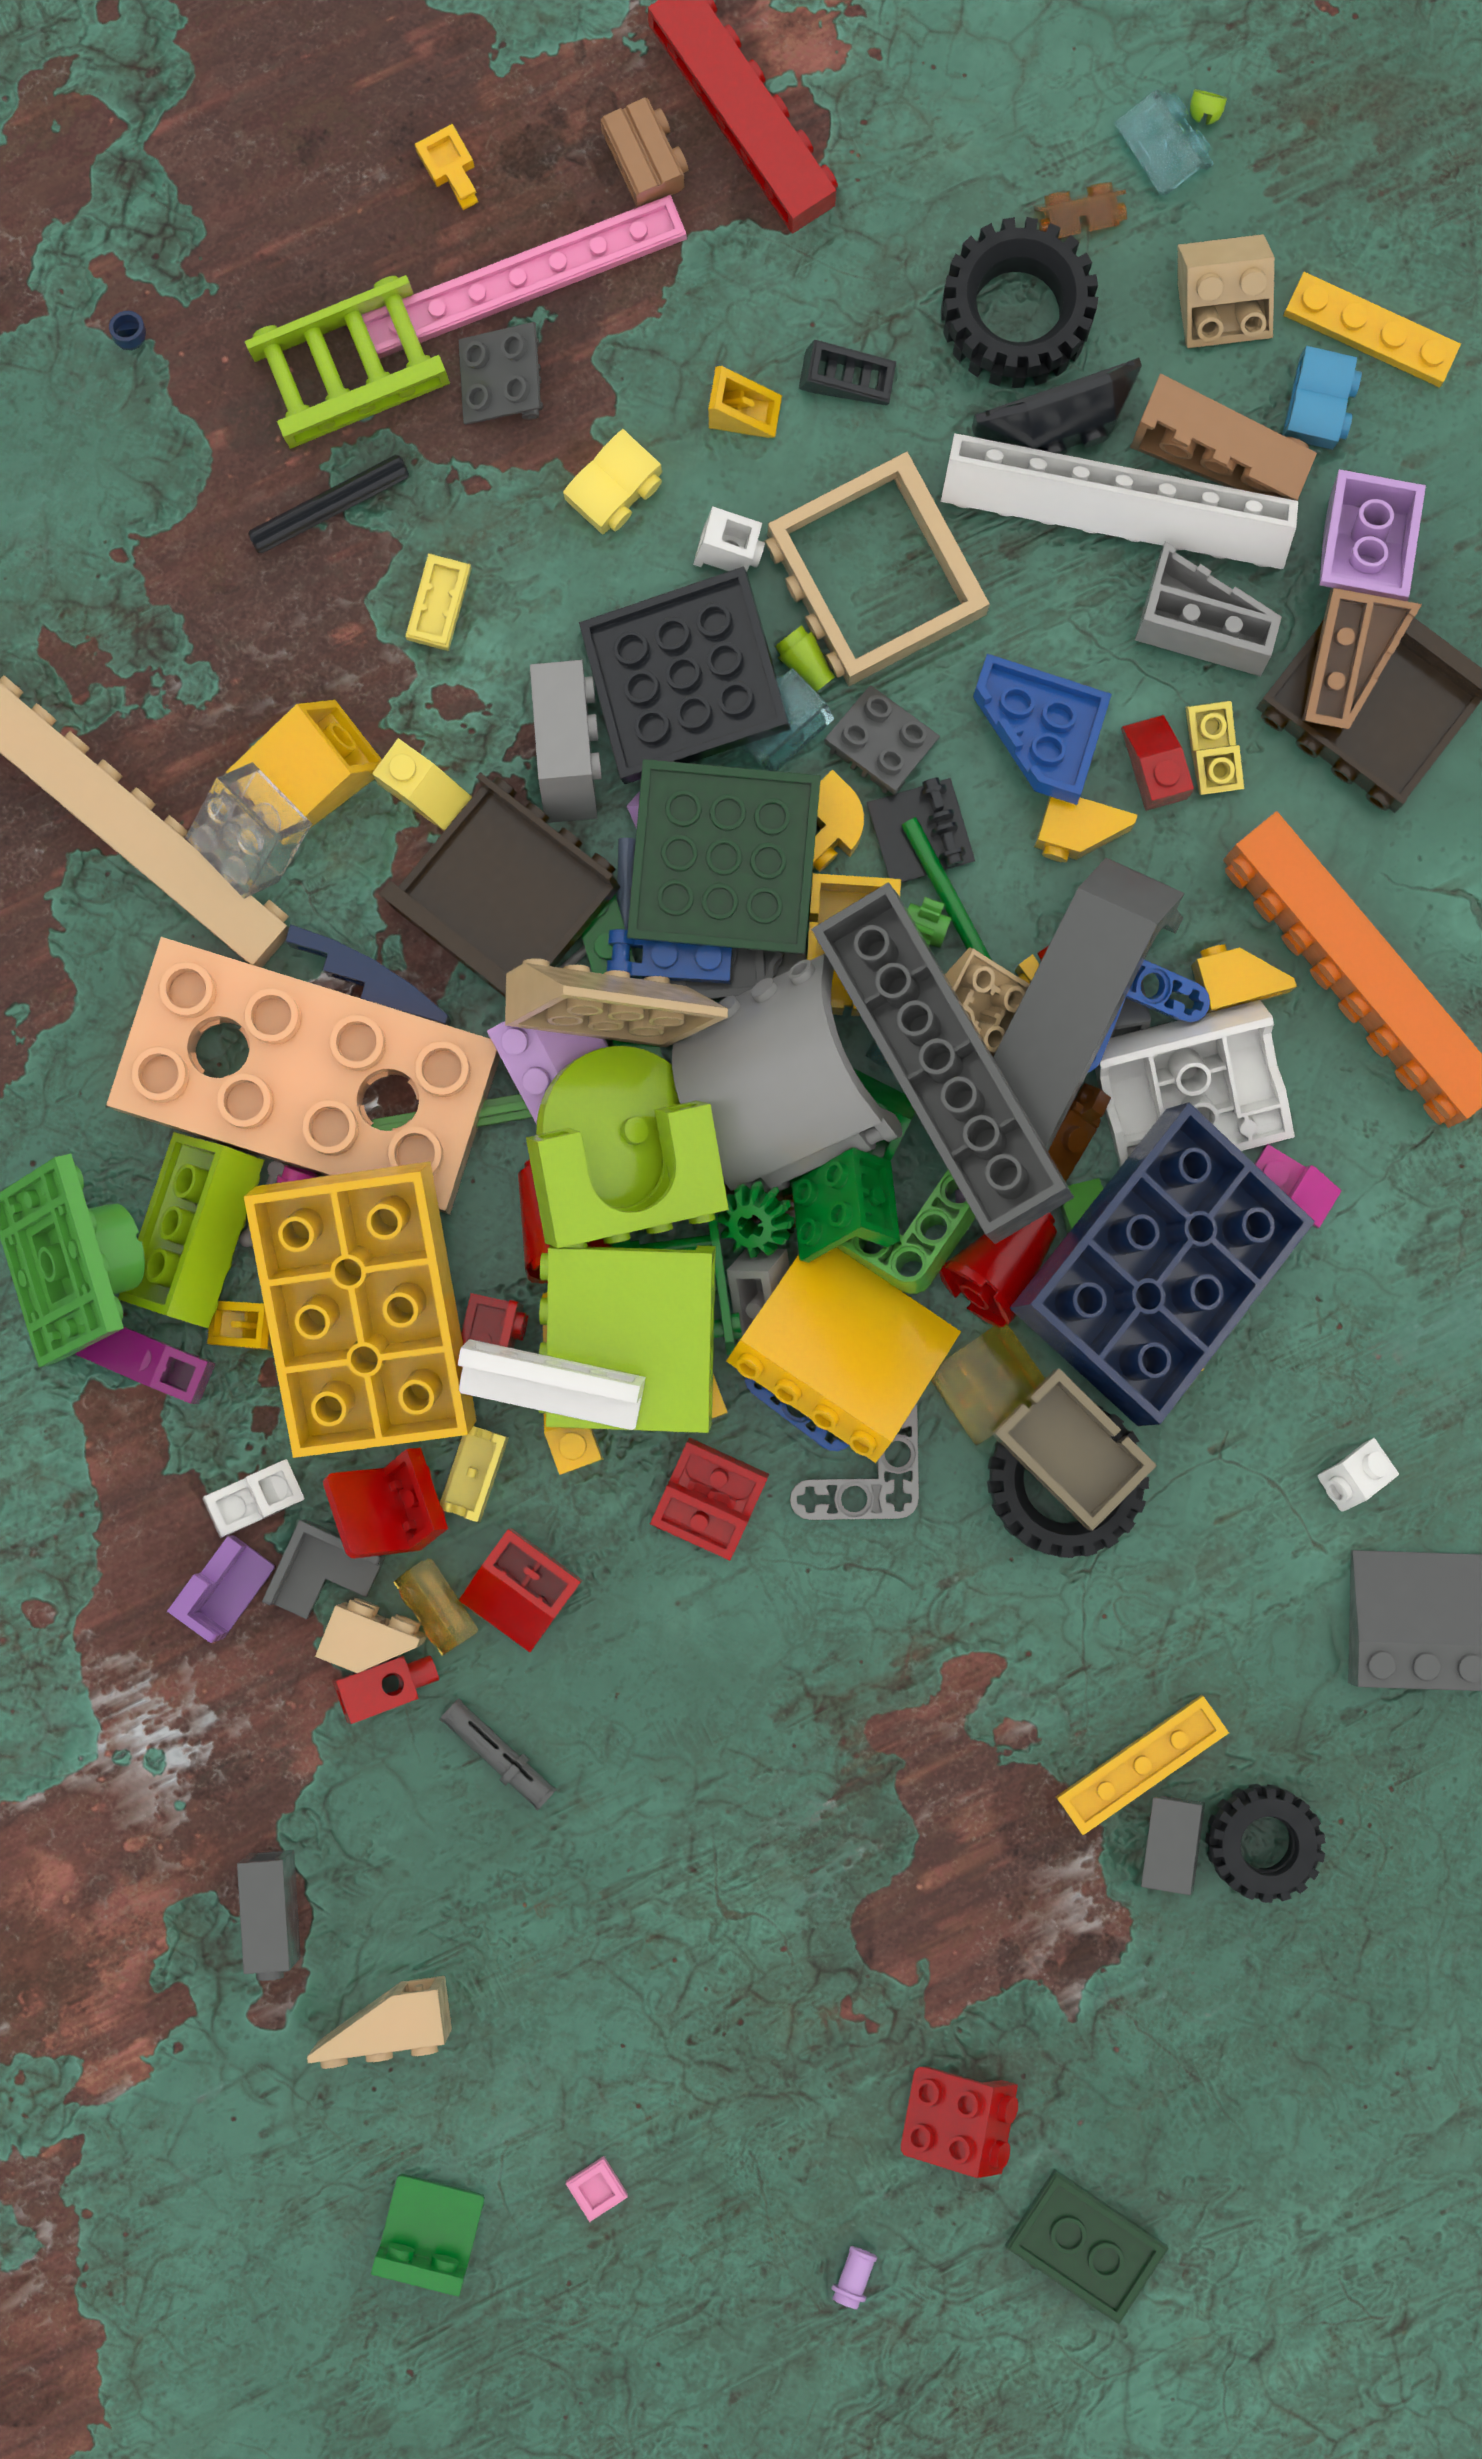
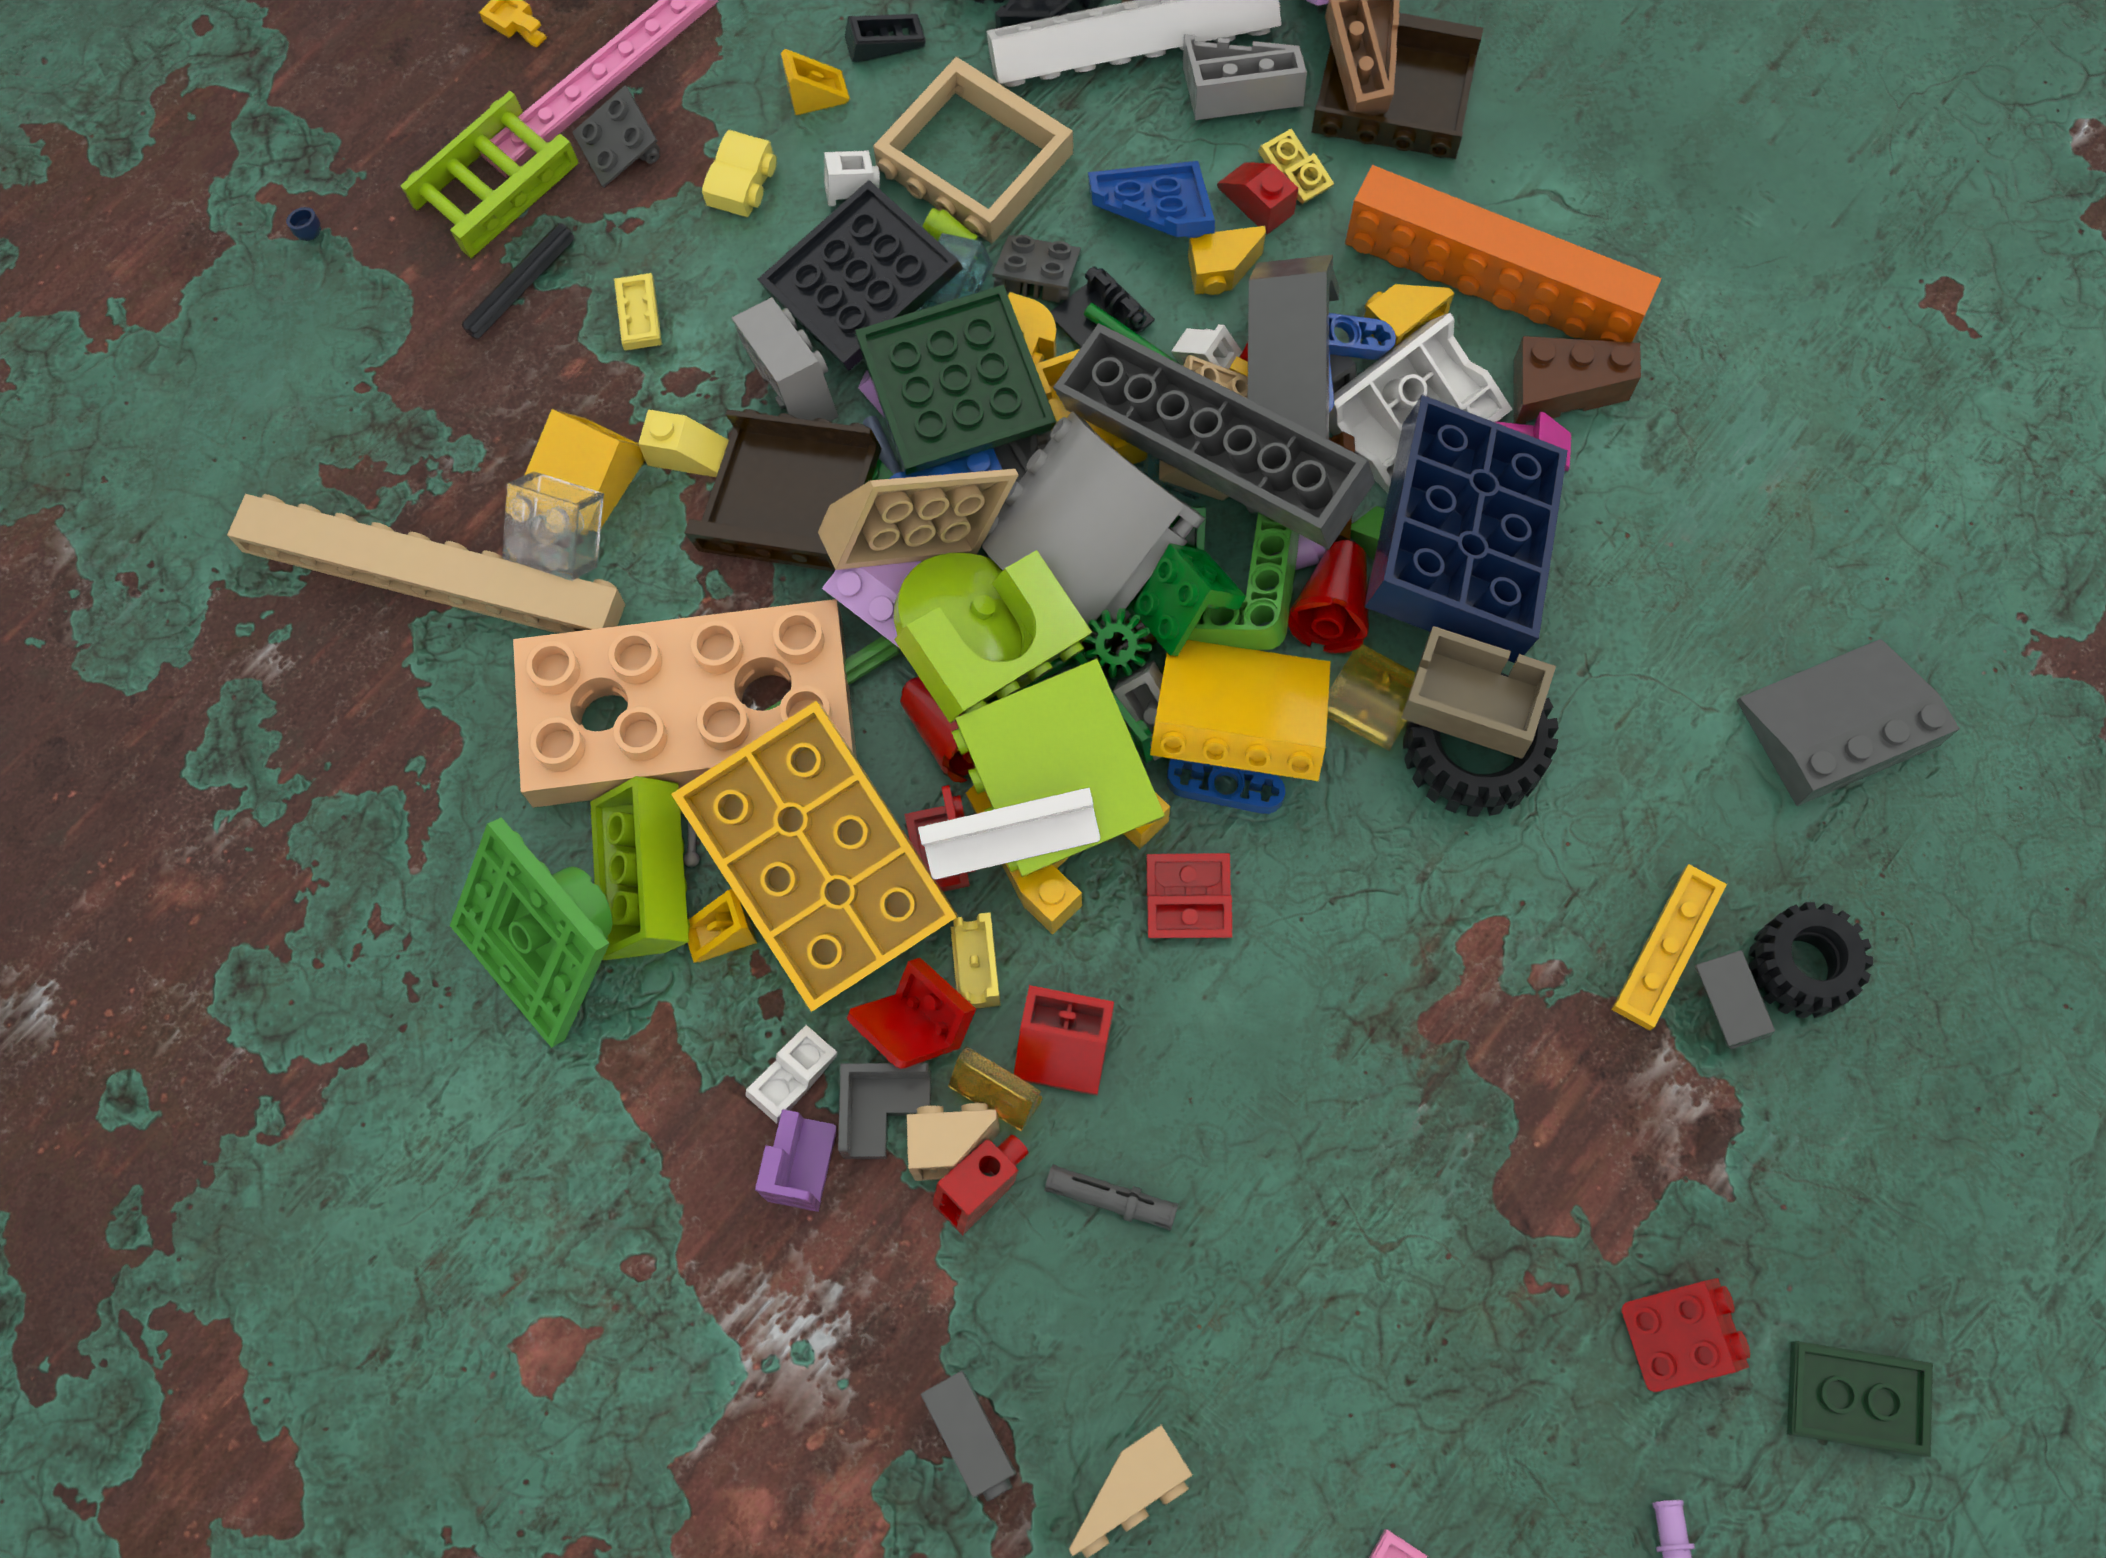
camera: 20 degrees left, 15 degrees down
(152, 1364) = (648, 993): magenta slope -> none
(379, 982) = (691, 600): dark blue slope -> none
(874, 1488) = (1323, 823): light grey beam -> none
(1006, 932) = (1209, 345): none -> white brick
(1358, 1475) = (1709, 637): white bracket -> none
(1370, 1132) = (1572, 375): none -> reddish brown wedge

